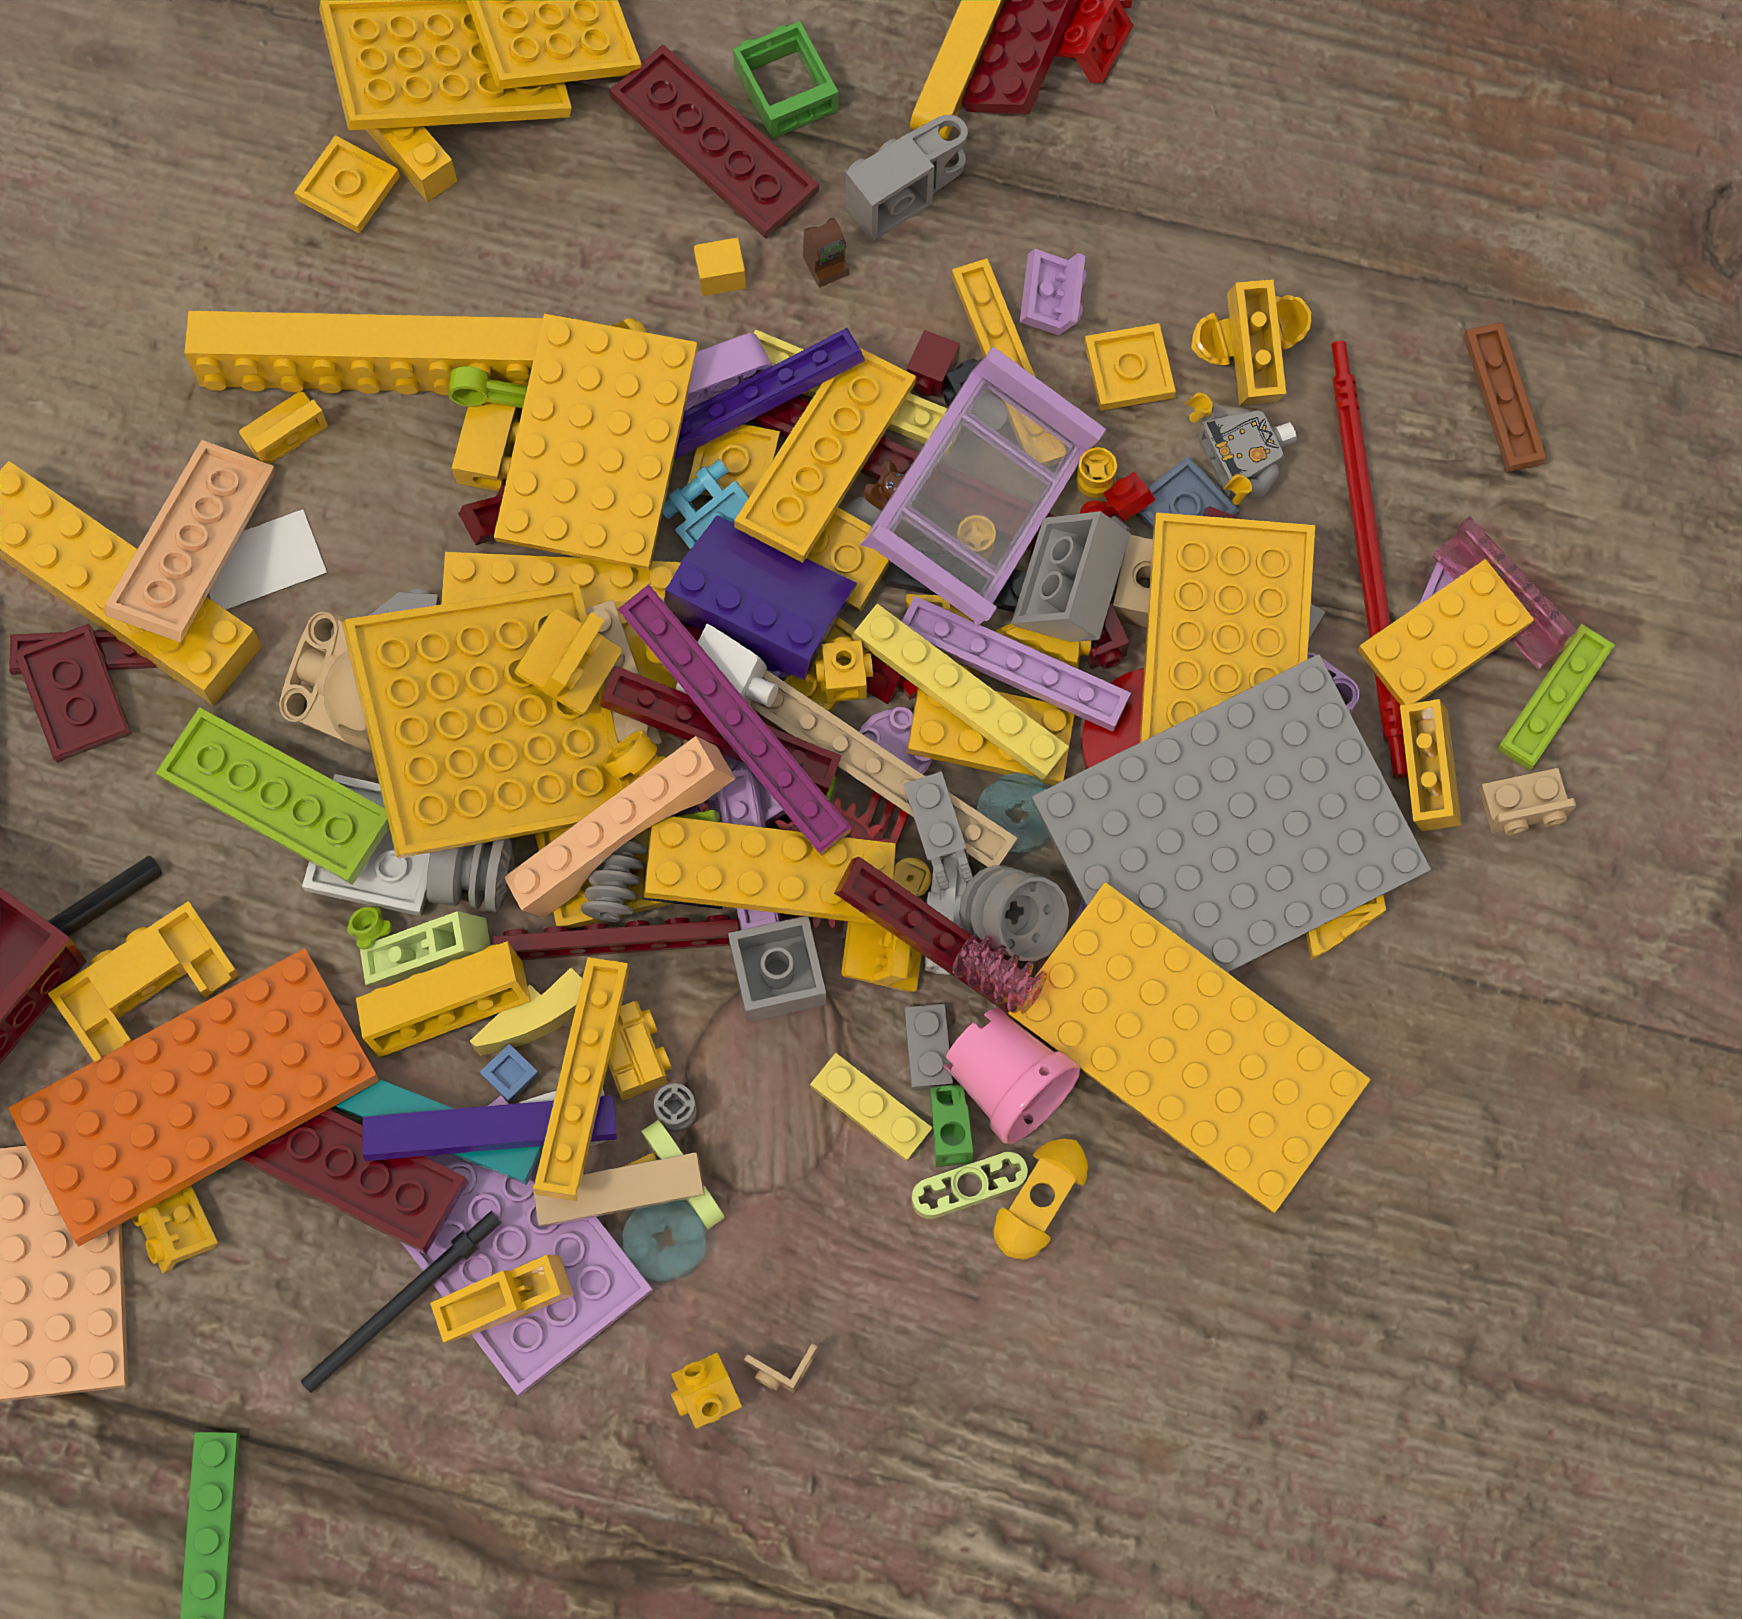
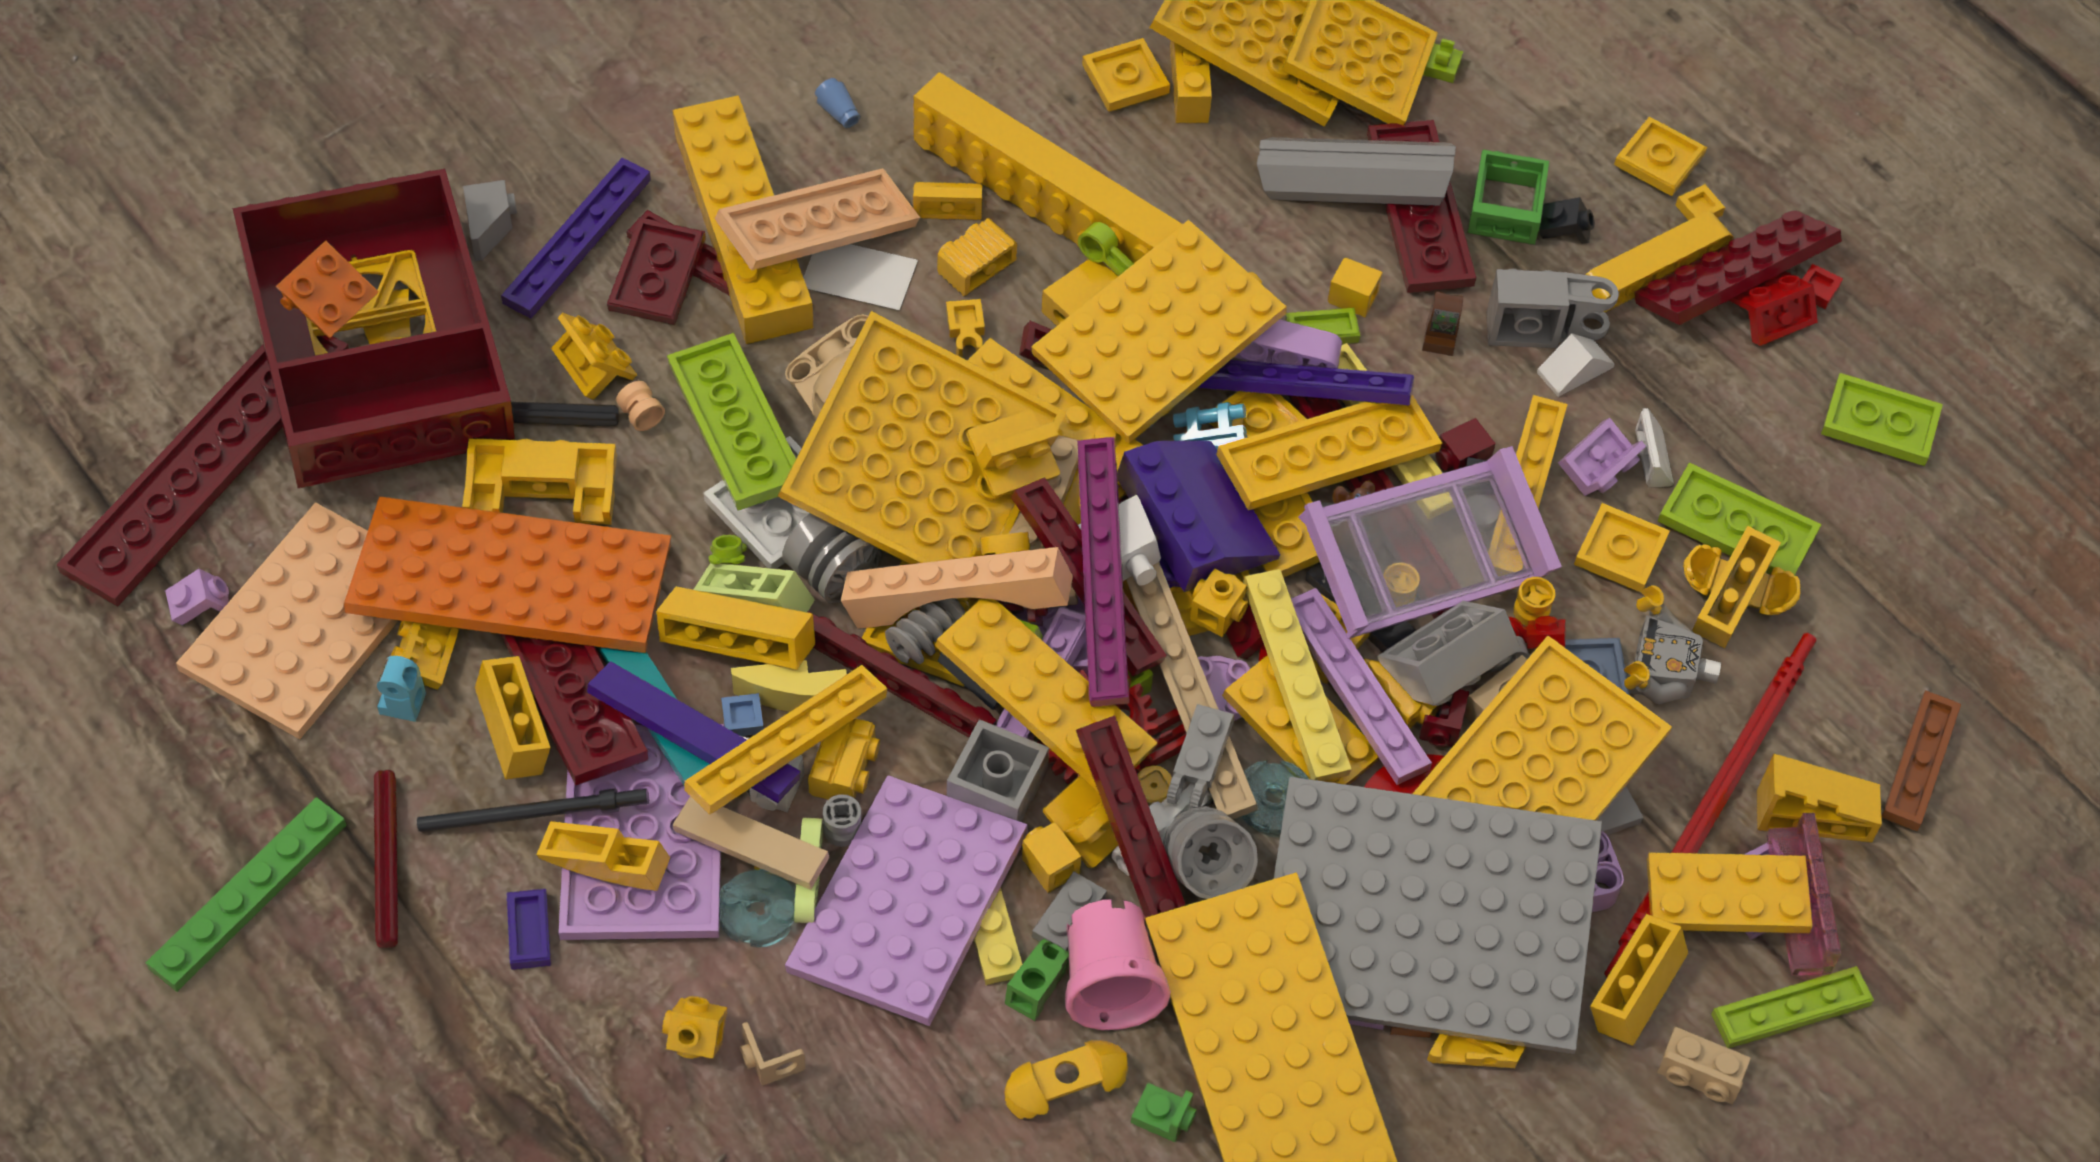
camera: 35 degrees right, 15 degrees down
(85, 823) = (591, 355): none -> yellow bracket
(101, 398) = (837, 102): none -> medium blue cone
(172, 841) = (638, 403): none -> light nougat wheel
(188, 1278) = (400, 689): none -> medium azure leg
(304, 1440) = (385, 859): none -> dark red axle
(311, 1230) = (512, 717): none -> yellow brick
(358, 471) = (976, 256): none -> yellow brick
(401, 545) = (965, 323): none -> yellow plate
(483, 1407) = (528, 929): none -> dark purple tile
(636, 144) = (1355, 170): none -> light grey piece
(721, 321) = (1337, 321): none -> lime tile
(786, 1137) = (907, 900): none -> lavender plate
(853, 67) = (1567, 218): none -> black bracket
(875, 1008) = (1050, 856): none -> yellow brick
(961, 213) = (1574, 364): none -> white slope
(998, 975) = (1158, 876): clear pink piece -> none
(1001, 1184) = (988, 1035): yellowish green beam -> none
(1097, 261) = (1654, 455): none -> white slope
(1140, 1165) = (1164, 1112): none -> bright green bracket
(1199, 271) = (1720, 511): none -> lime plate
(1253, 87) = (1882, 419): none -> lime plate
(1440, 503) = (1841, 803): none -> yellow wedge

